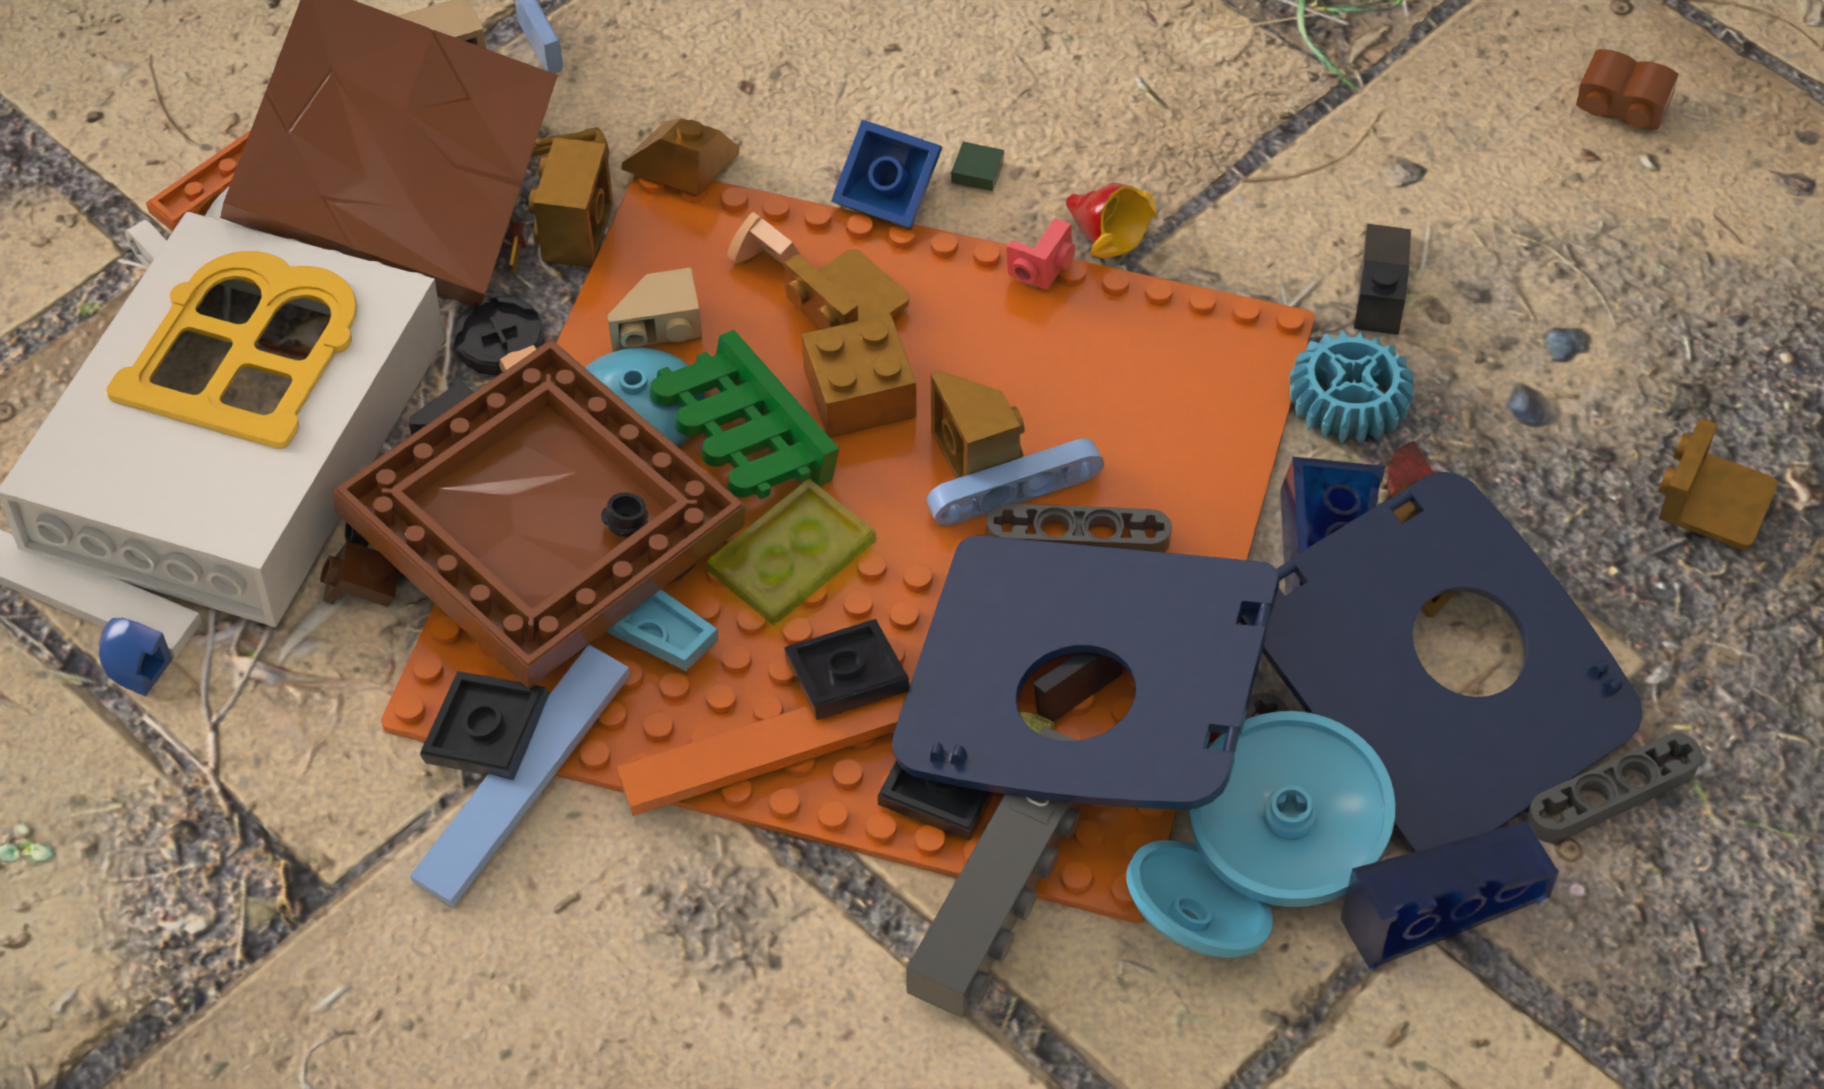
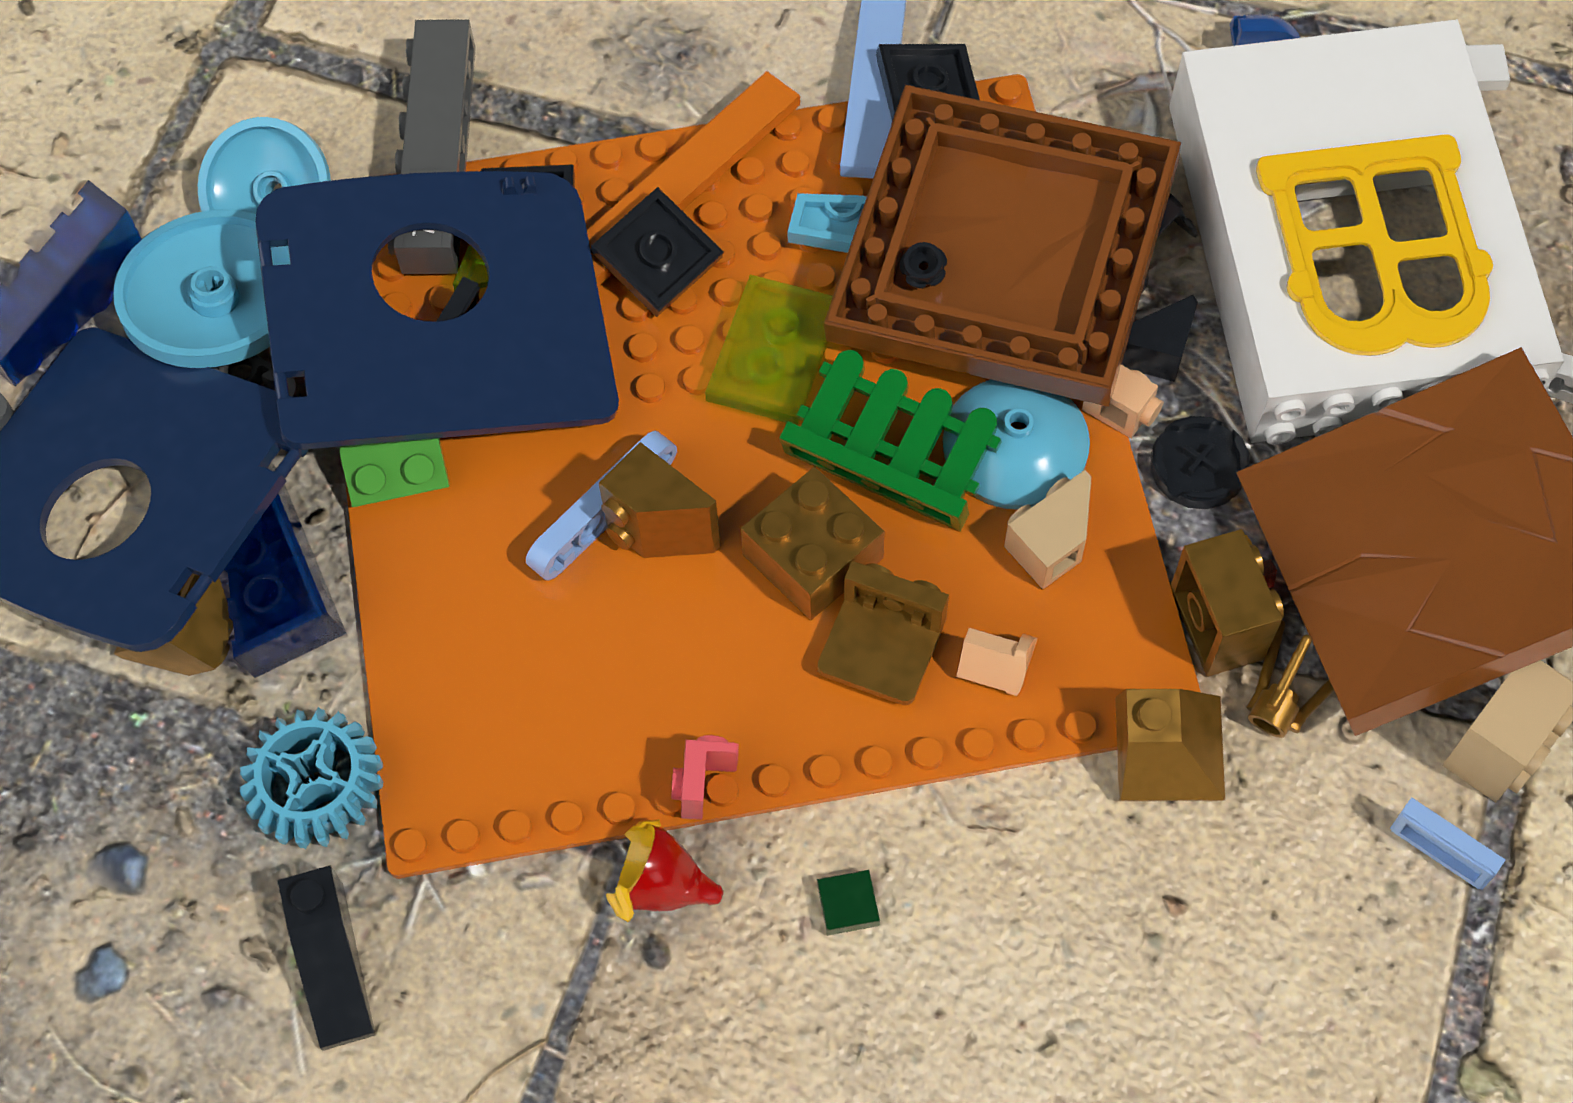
camera: 155 degrees right, 10 degrees up
(886, 174) = (928, 813): blue slope -> none
(1079, 522) = (518, 484): dark grey beam -> none
(1406, 468) = (224, 715): clear red tile -> none

